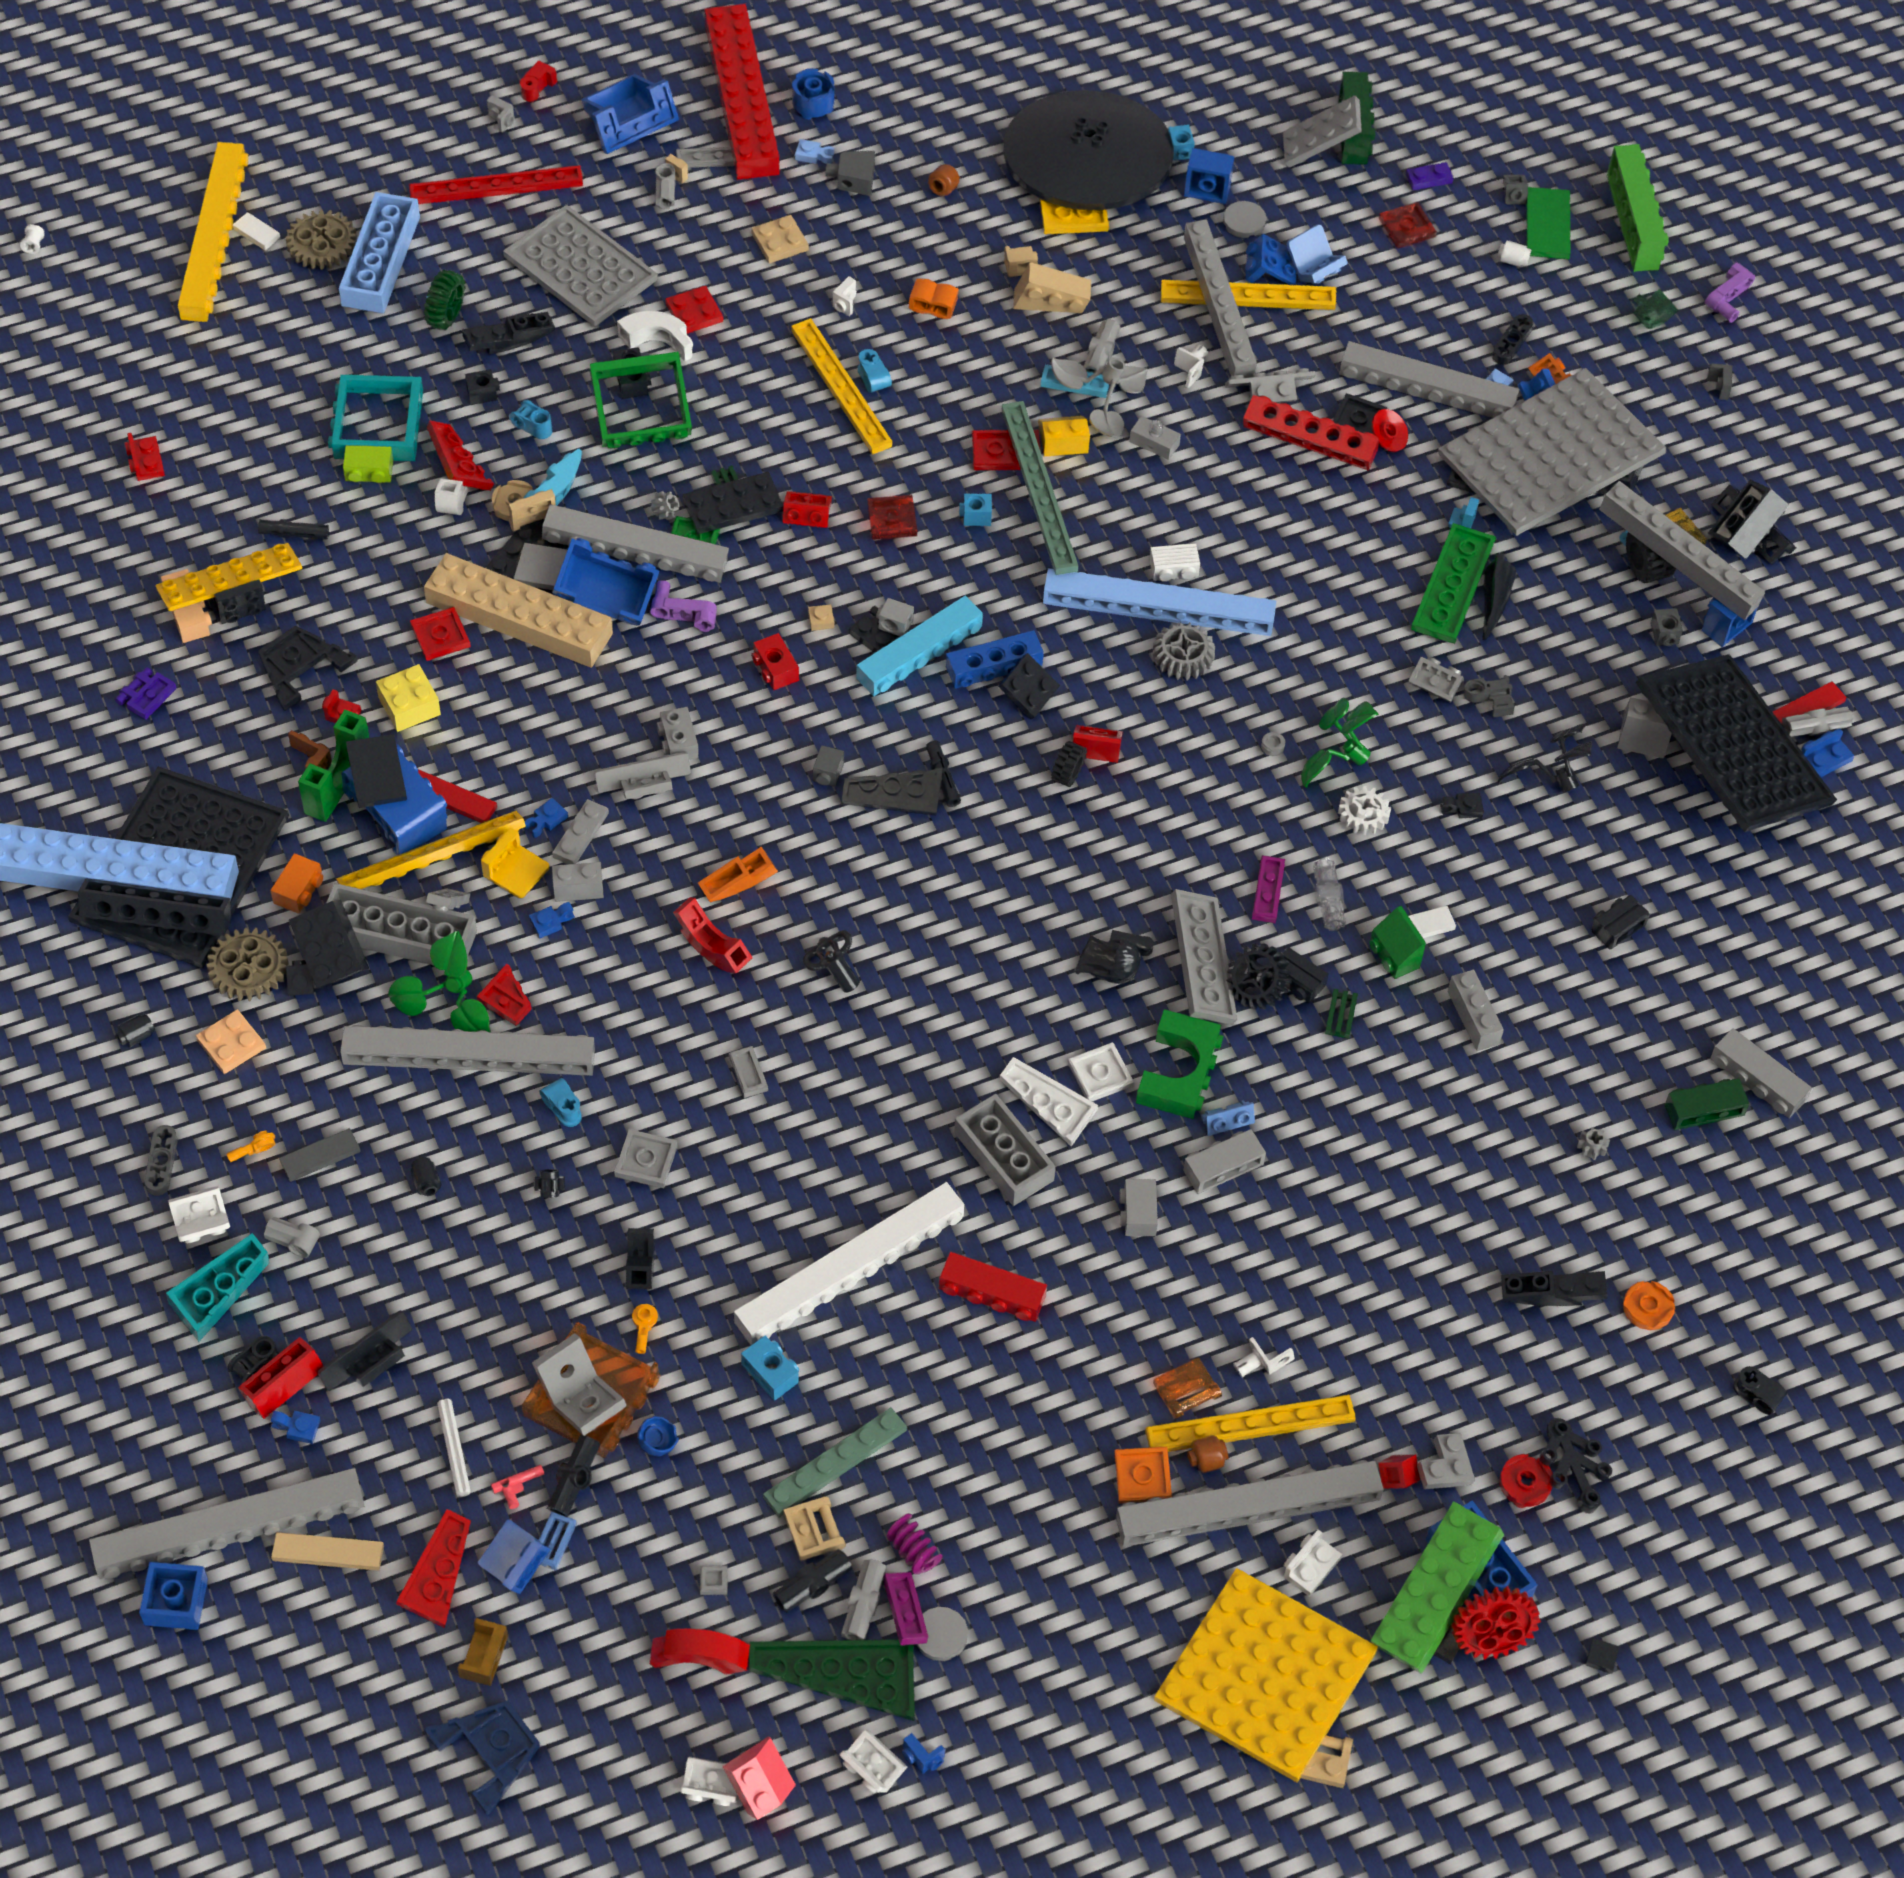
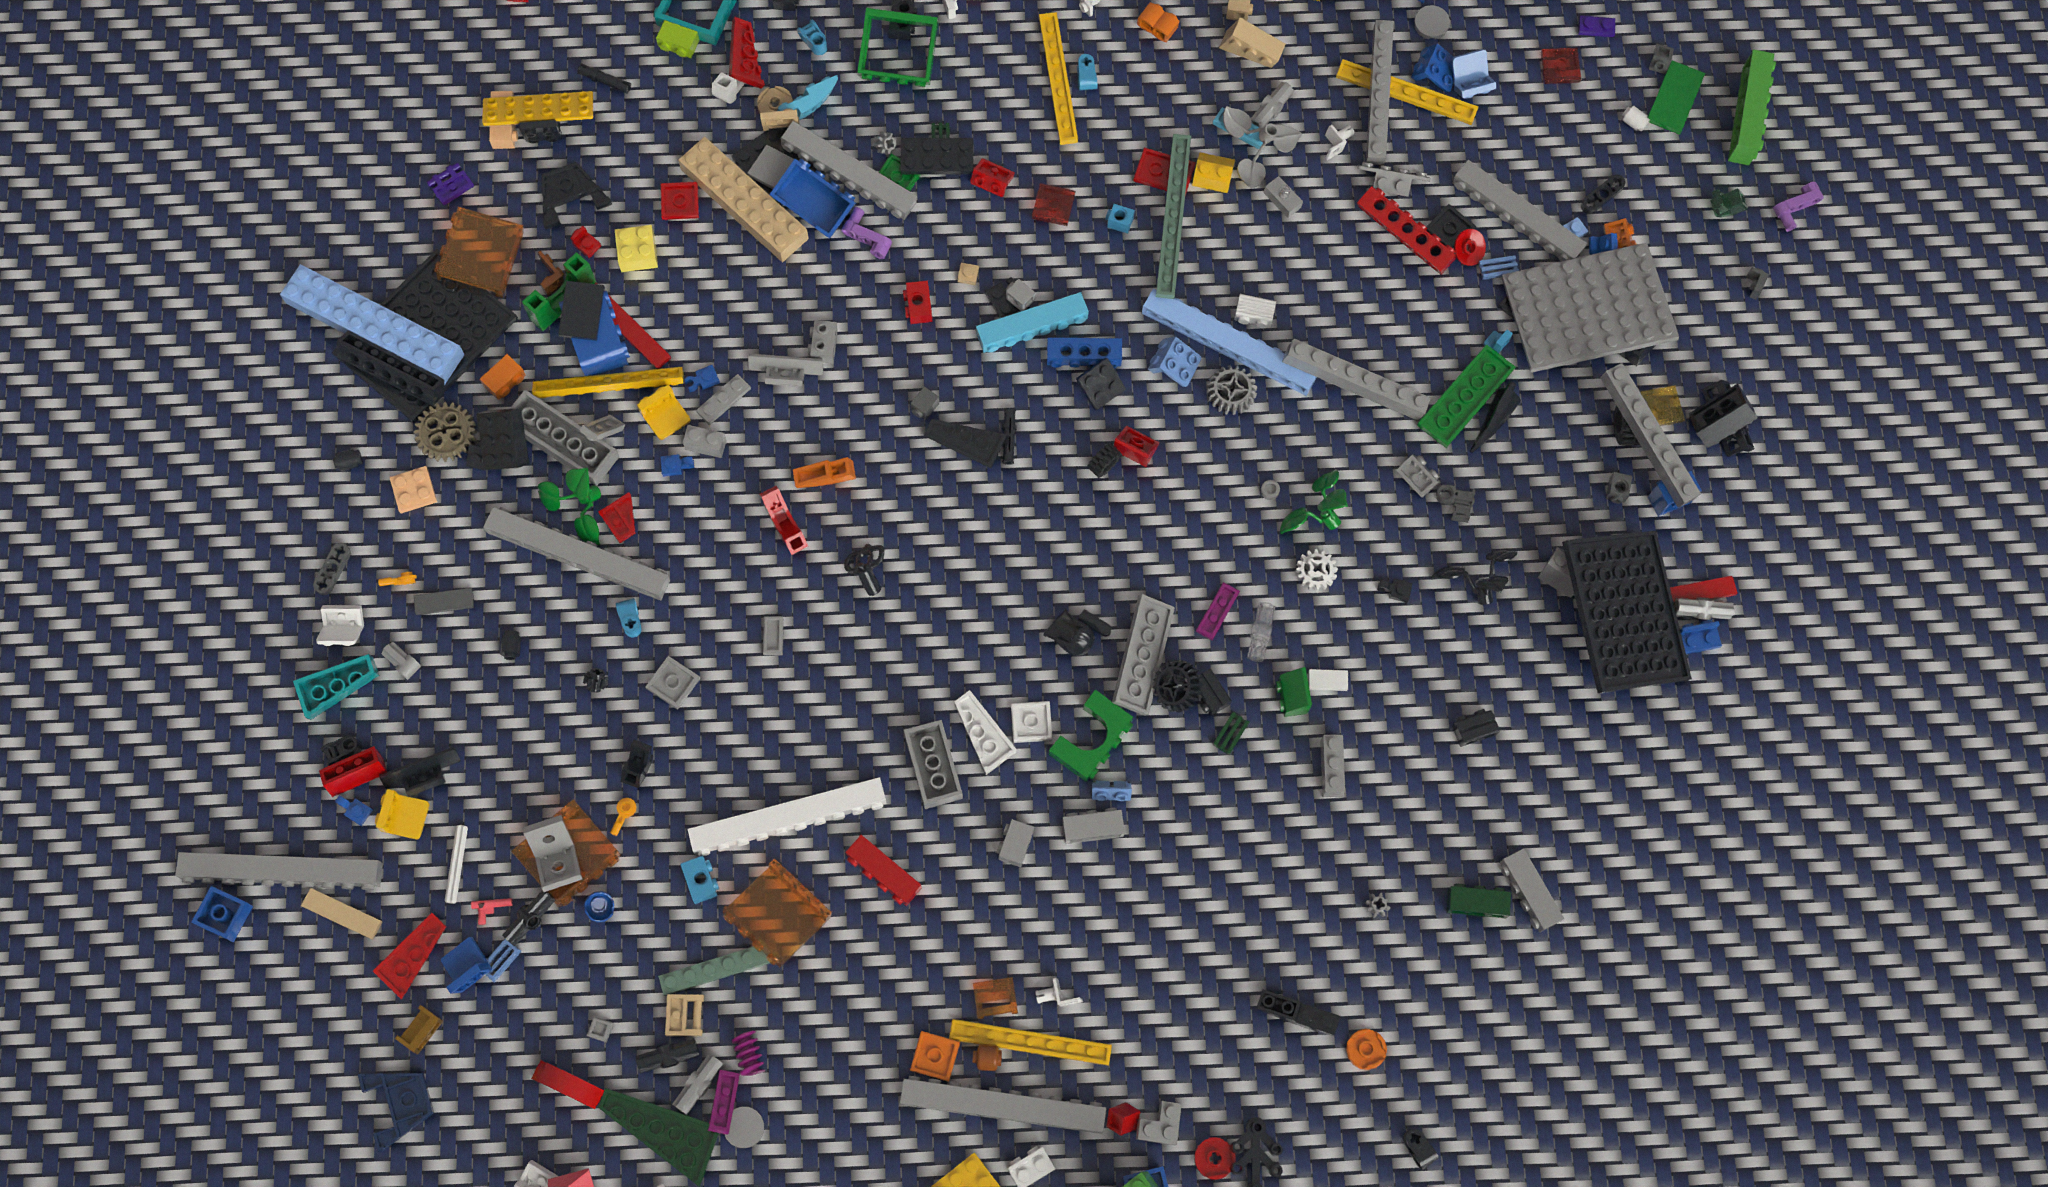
camera: 20 degrees right, 15 degrees up
(214, 750) = (479, 250): none -> clear orange panel
(363, 1411) = (401, 815): none -> yellow bracket
(884, 1373) = (777, 914): none -> clear orange panel
(1104, 636) = (1175, 360): none -> medium blue bracket
(1323, 596) = (1356, 379): none -> light grey brick
(1428, 441) = (1482, 263): none -> medium blue tile

